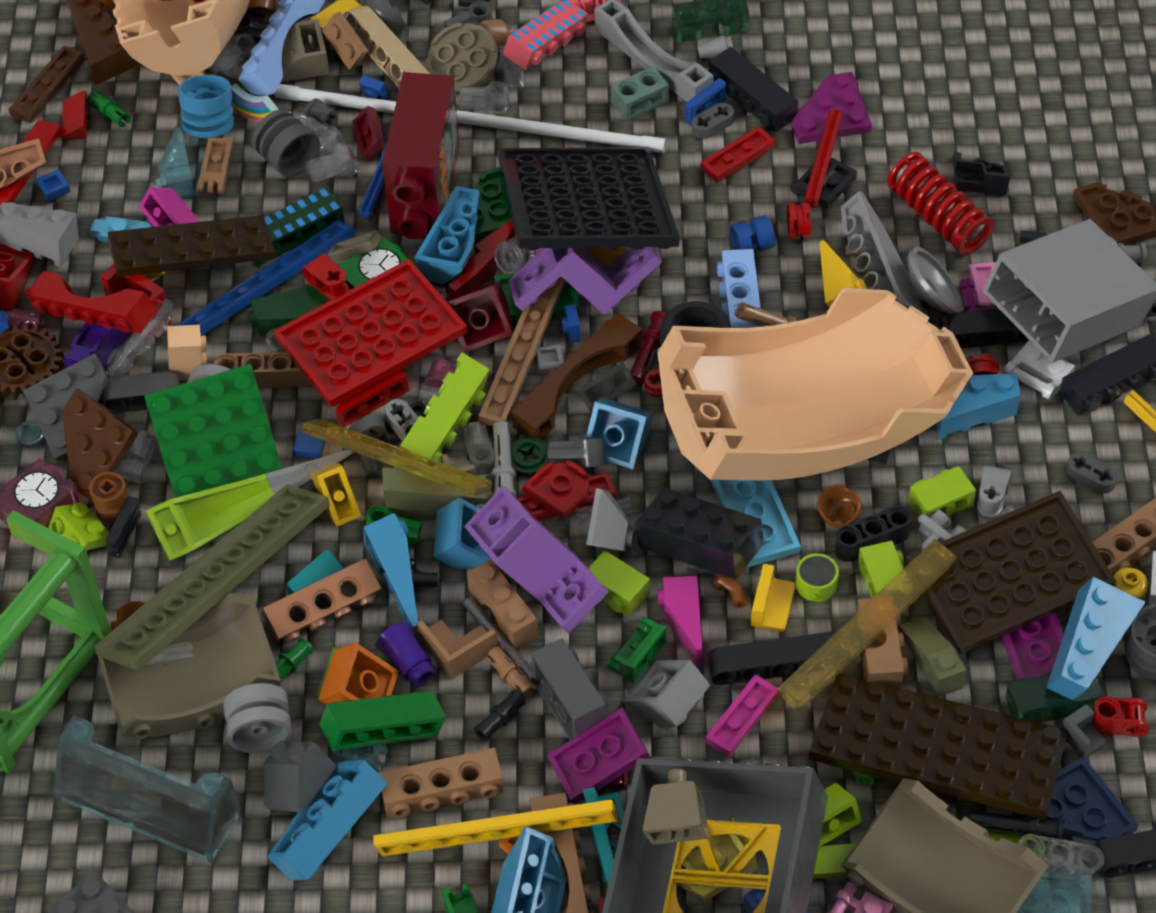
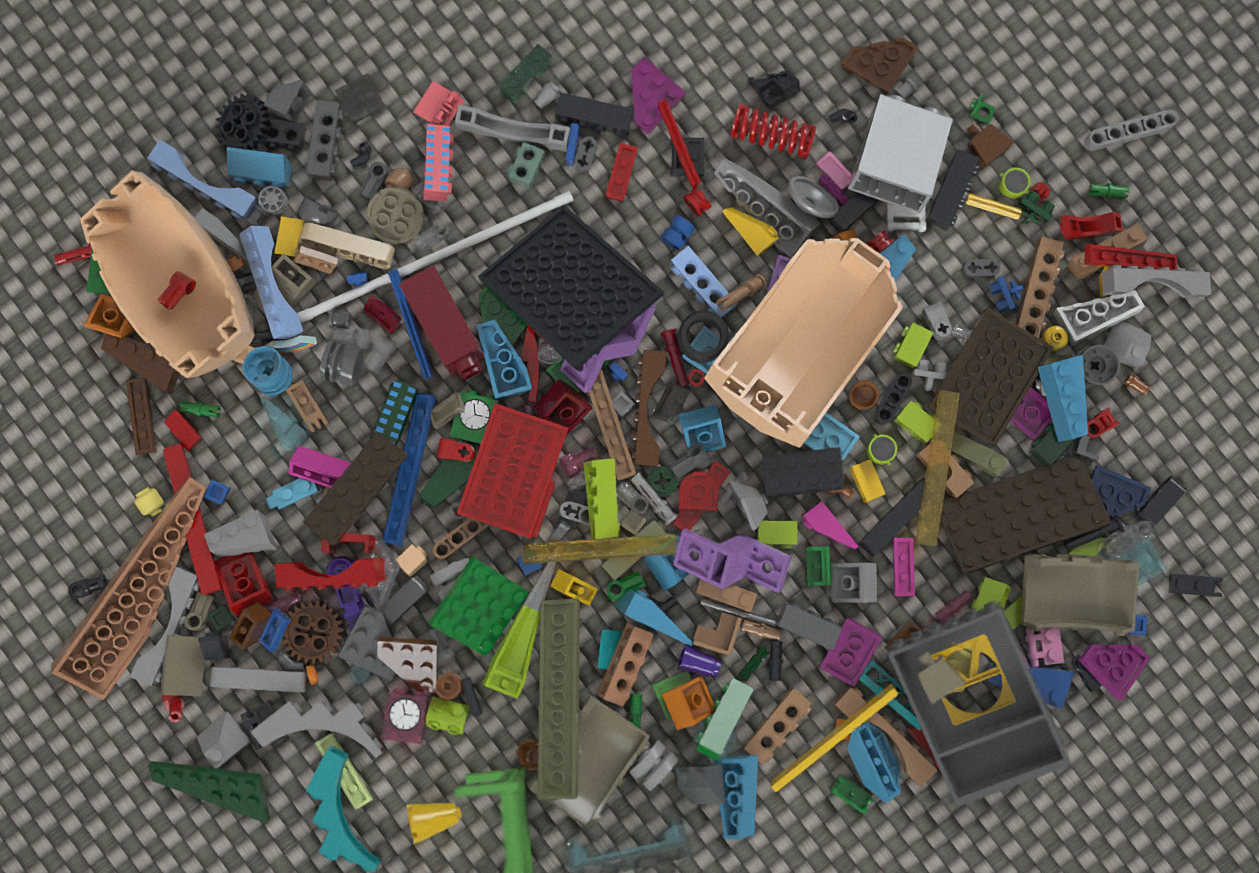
camera: 40 degrees left, 30 degrees up
(471, 703) = (753, 663): none -> dark green axle
(1107, 510) = (1001, 286): none -> blue hips

